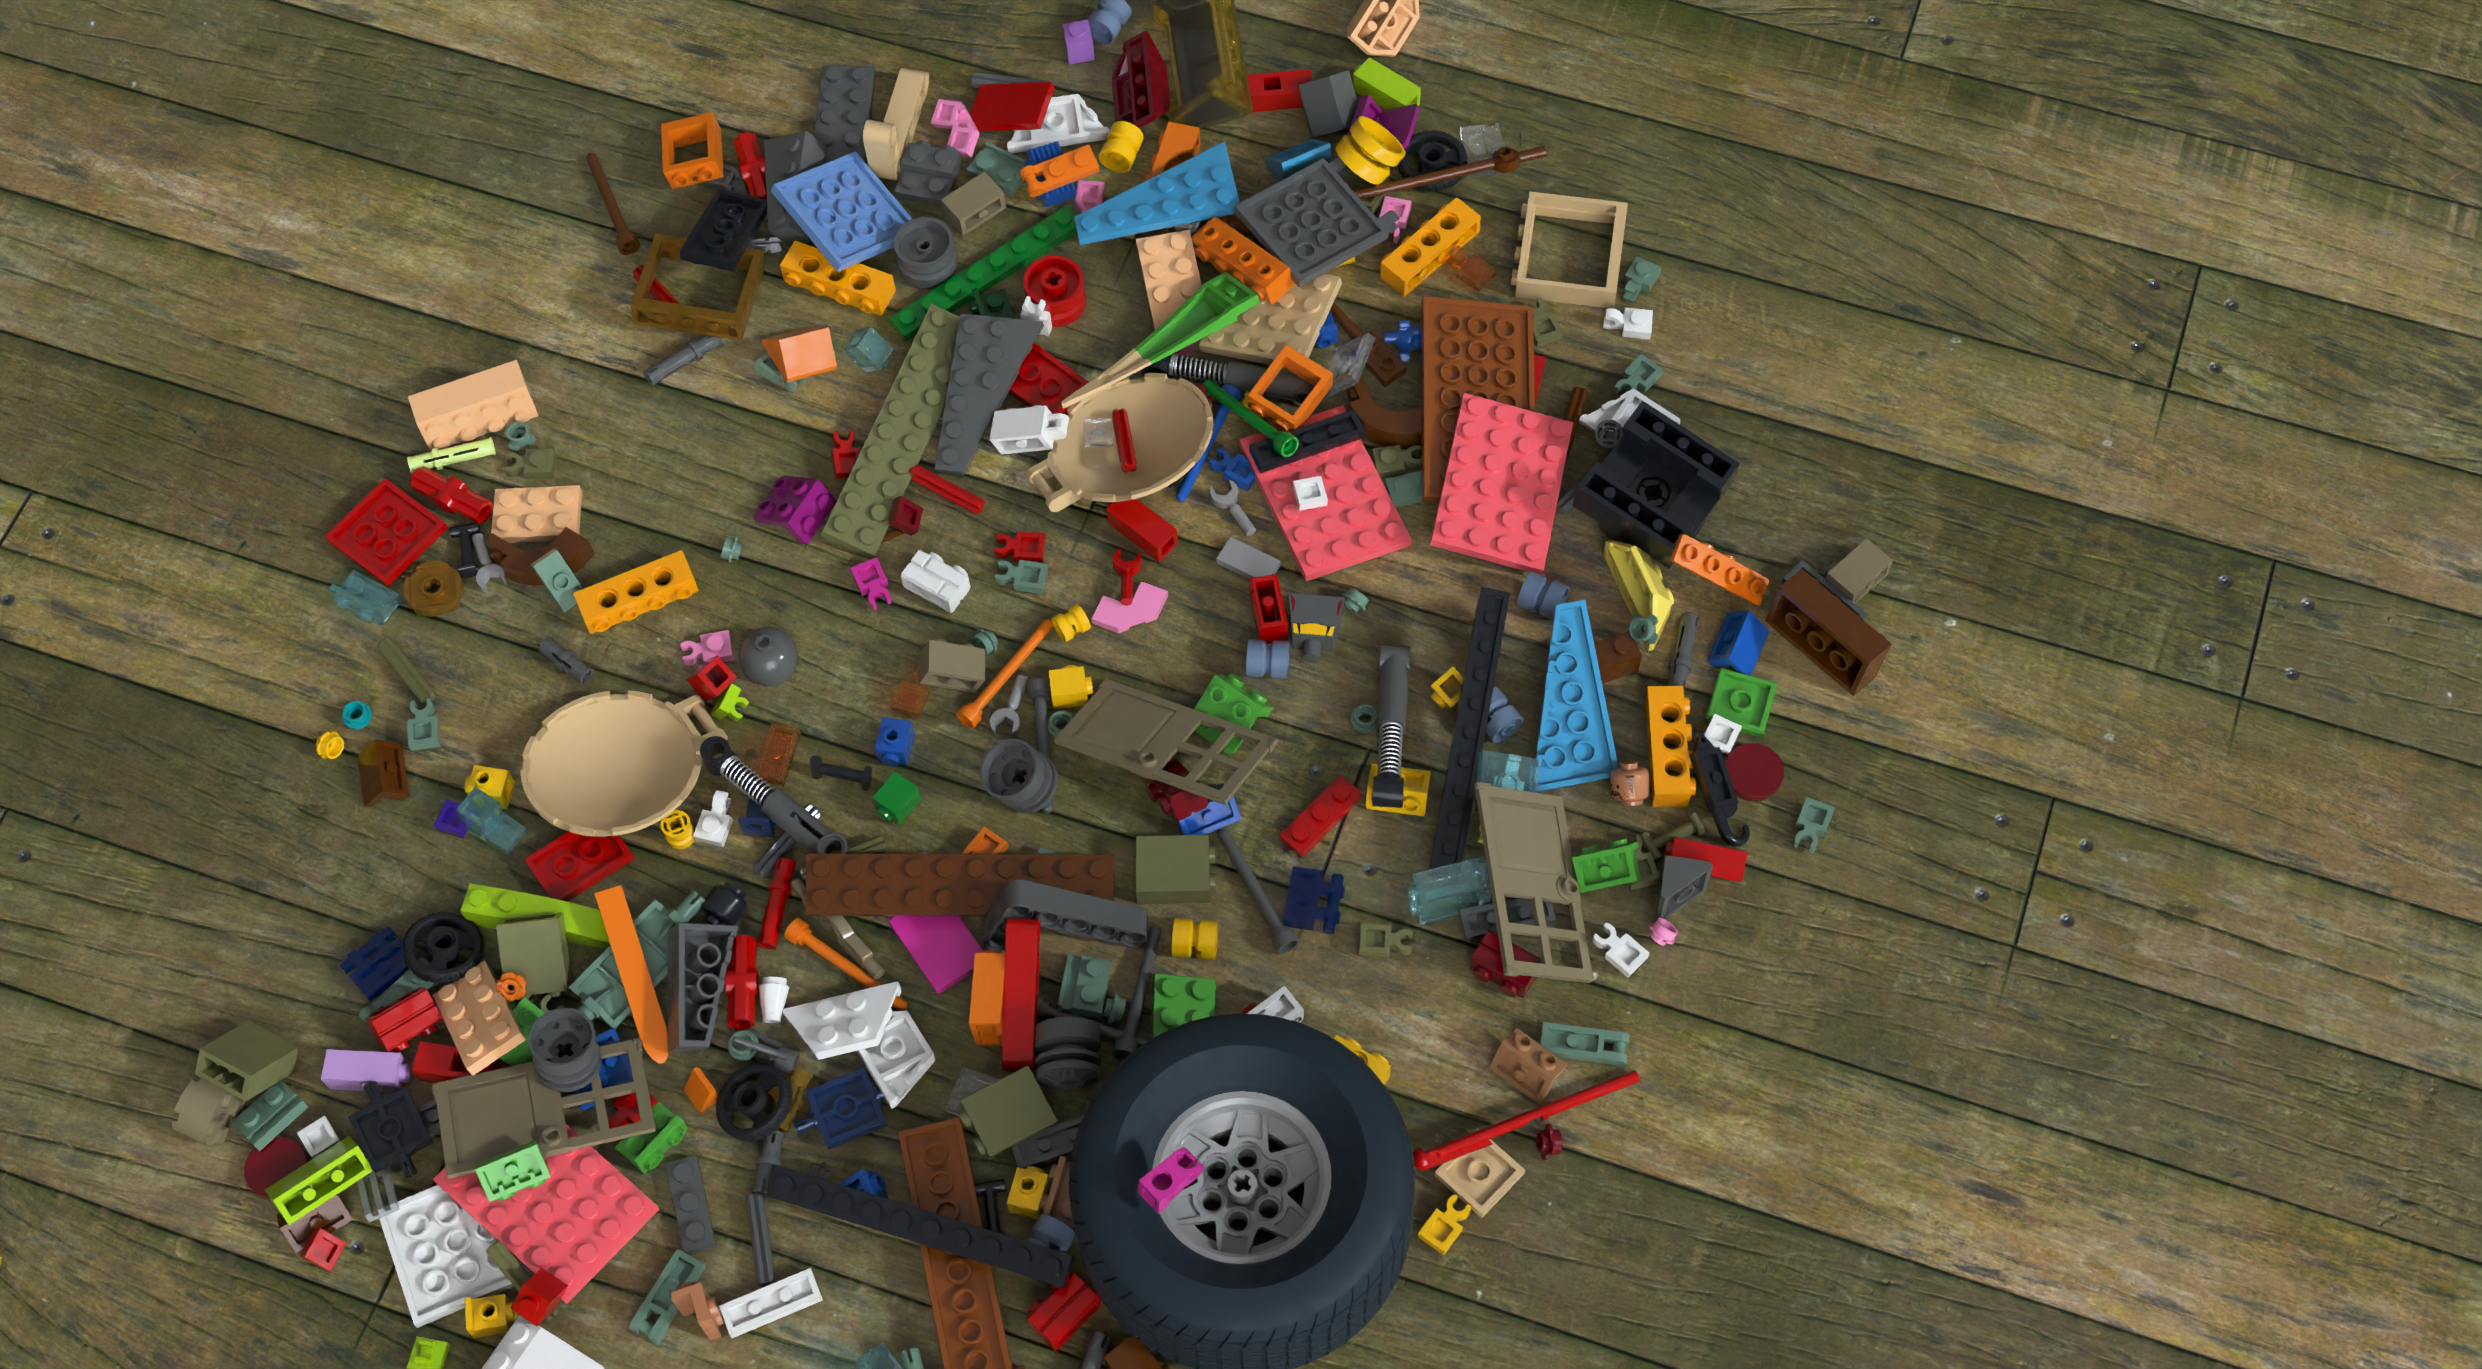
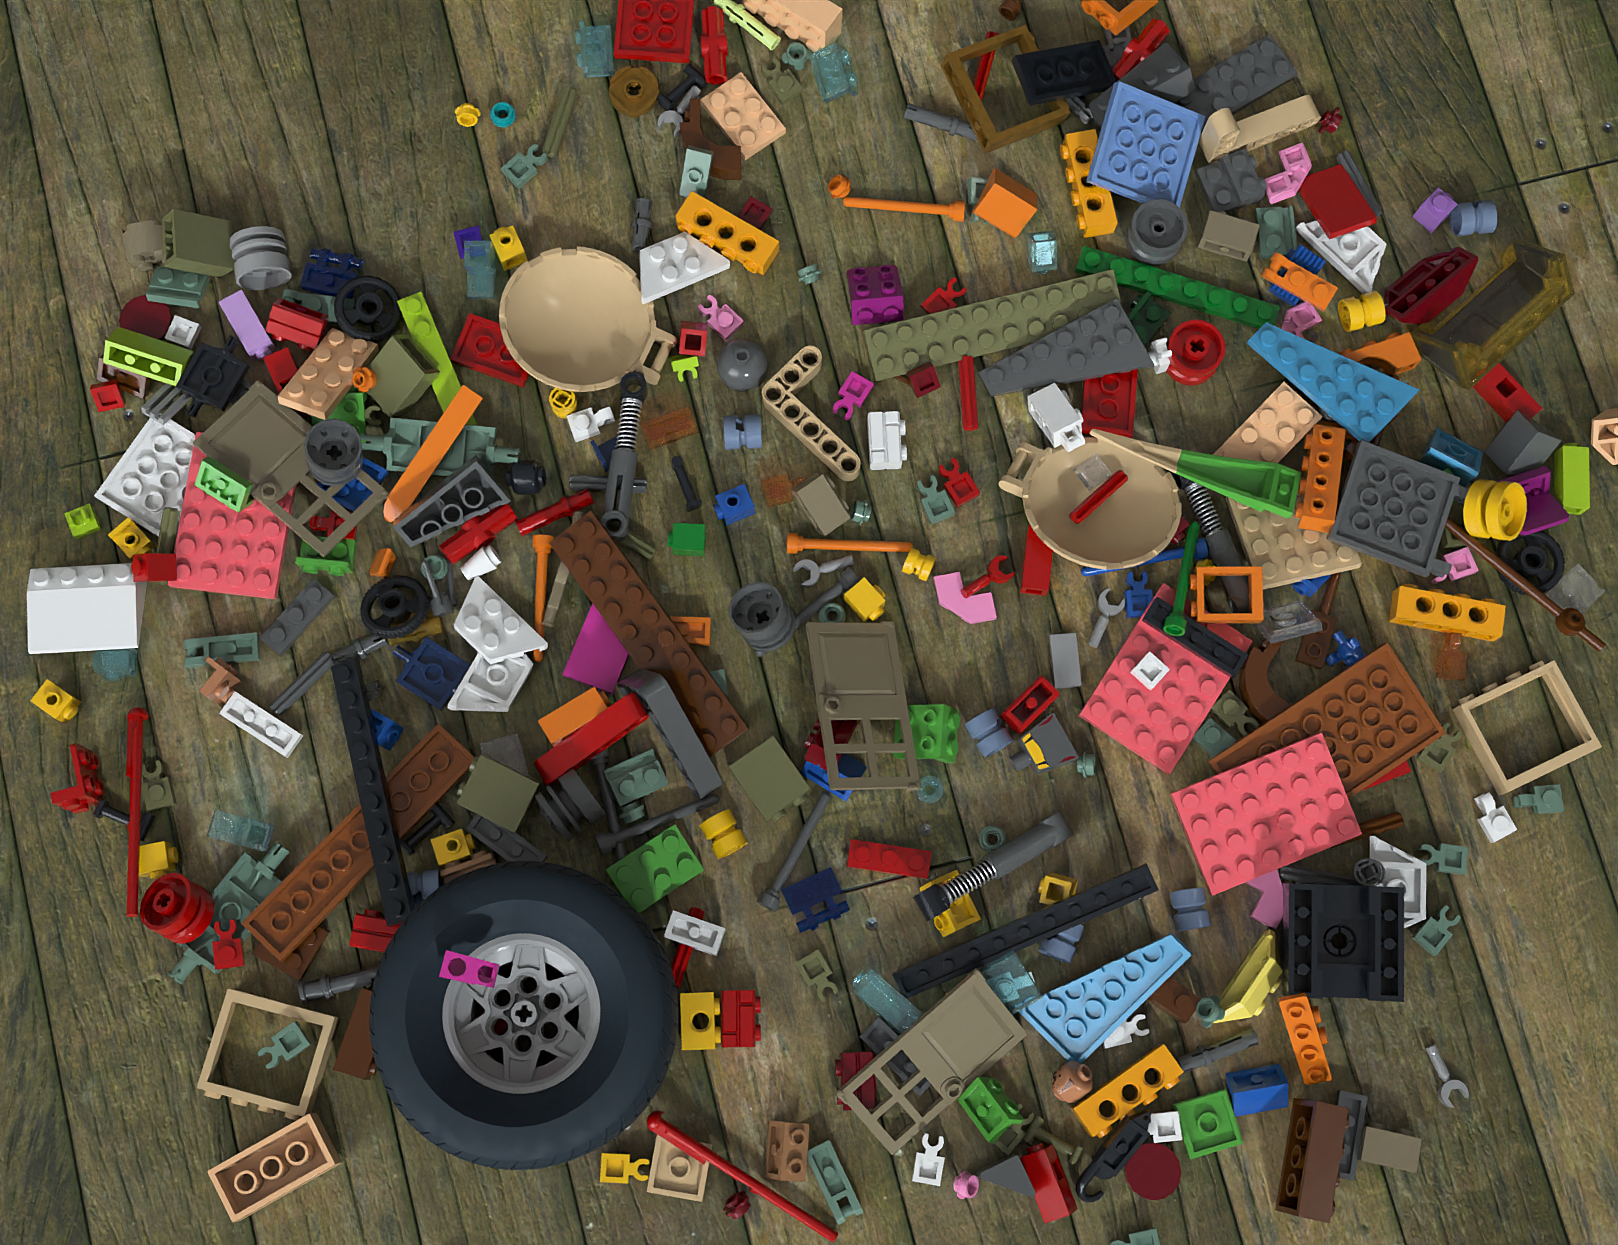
camera: 50 degrees right, 15 degrees up
(310, 1012) = (260, 258): none -> light grey wheel
(382, 772) = (472, 166): reddish brown panel -> none
(562, 416) = (834, 72): none -> clear light blue bracket
(629, 652) = (676, 264): none -> white wing
(635, 555) = (755, 213): none -> dark red plate
(671, 474) = (839, 186): none -> orange plate
(772, 397) = (953, 210): none -> orange piece
(835, 688) = (742, 431): none -> sand blue wheel
(863, 631) = (806, 418): none -> tan beam
(937, 68) = (1330, 120): none -> dark red plate
(1287, 735) = (932, 781): none -> clear light blue plate
(1377, 1031) = (739, 1018): none -> red brick
(1581, 530) = (1270, 904): none -> bright pink tile
(1616, 719) = (1122, 1033): none -> white plate
(1696, 421) = (1434, 933): none -> sand green plate
(1834, 496) = (1443, 1073): none -> light grey piece

